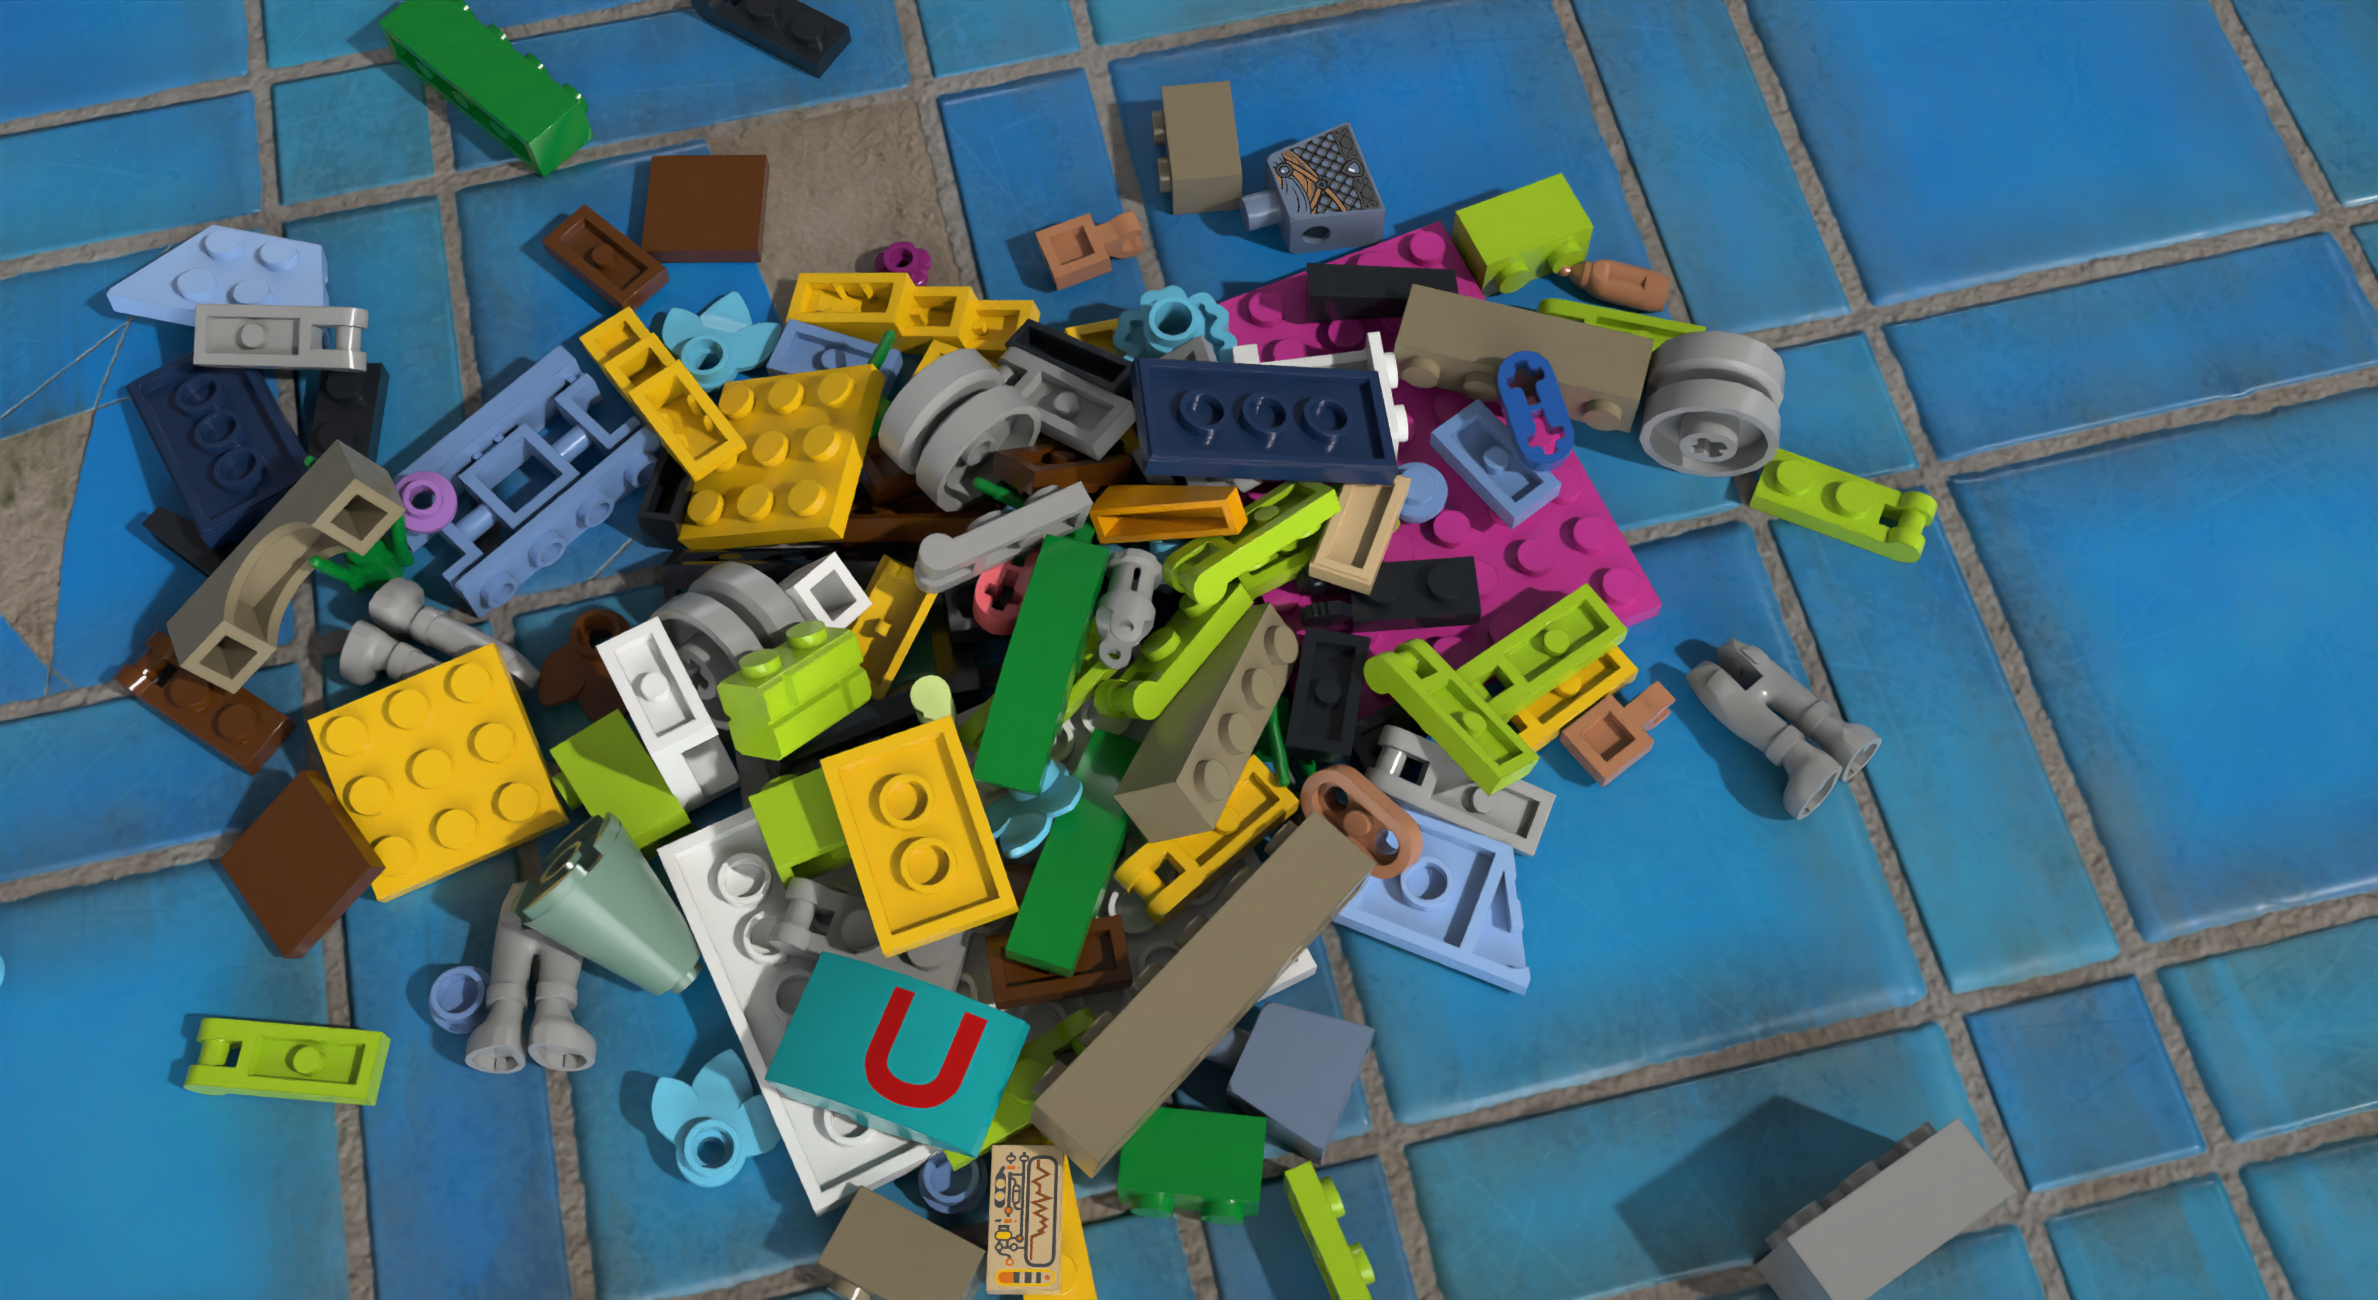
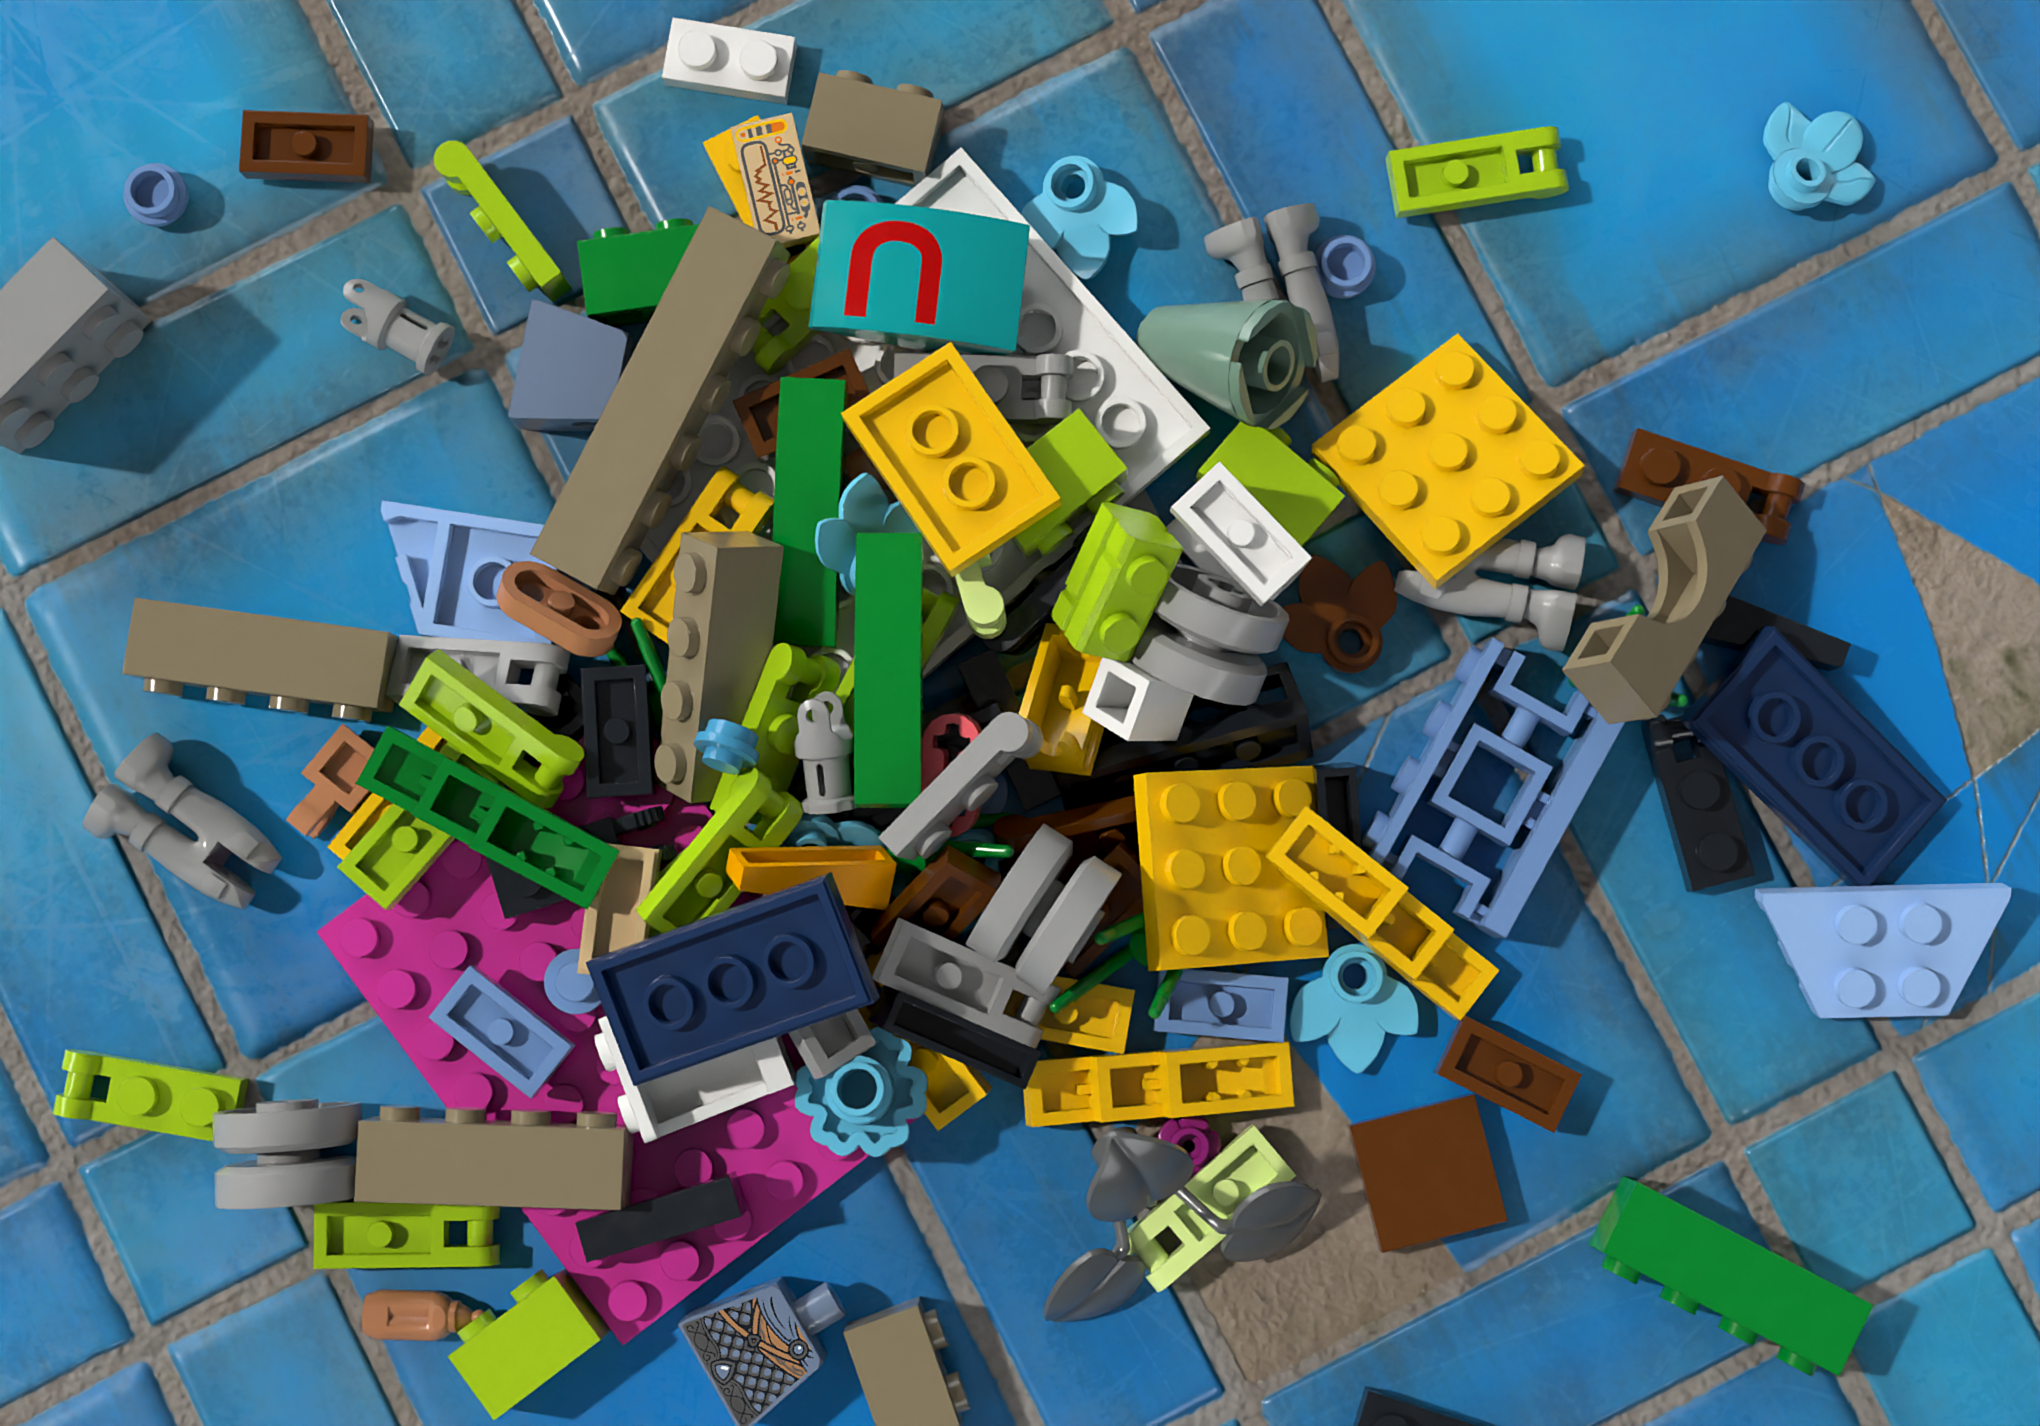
camera: 165 degrees right, 20 degrees up
(278, 337) = (1798, 871): light grey plate -> none
(302, 864) = (1538, 344): reddish brown tile -> none
(440, 513) = (1561, 735): medium lavender plate -> none
(903, 215) = (1221, 1185): none -> yellowish green plate
(957, 245) = (1133, 1176): none -> dark grey plant
(1081, 250) = (1004, 1210): nougat plate -> none
(1218, 625) = (727, 746): none -> dark azure plate
(1469, 630) = (488, 817): none -> green slope
(1489, 1182) = (392, 325): none -> light grey piece
(1548, 406) = (450, 1087): blue beam -> none
(1679, 863) = (260, 656): none -> dark tan brick

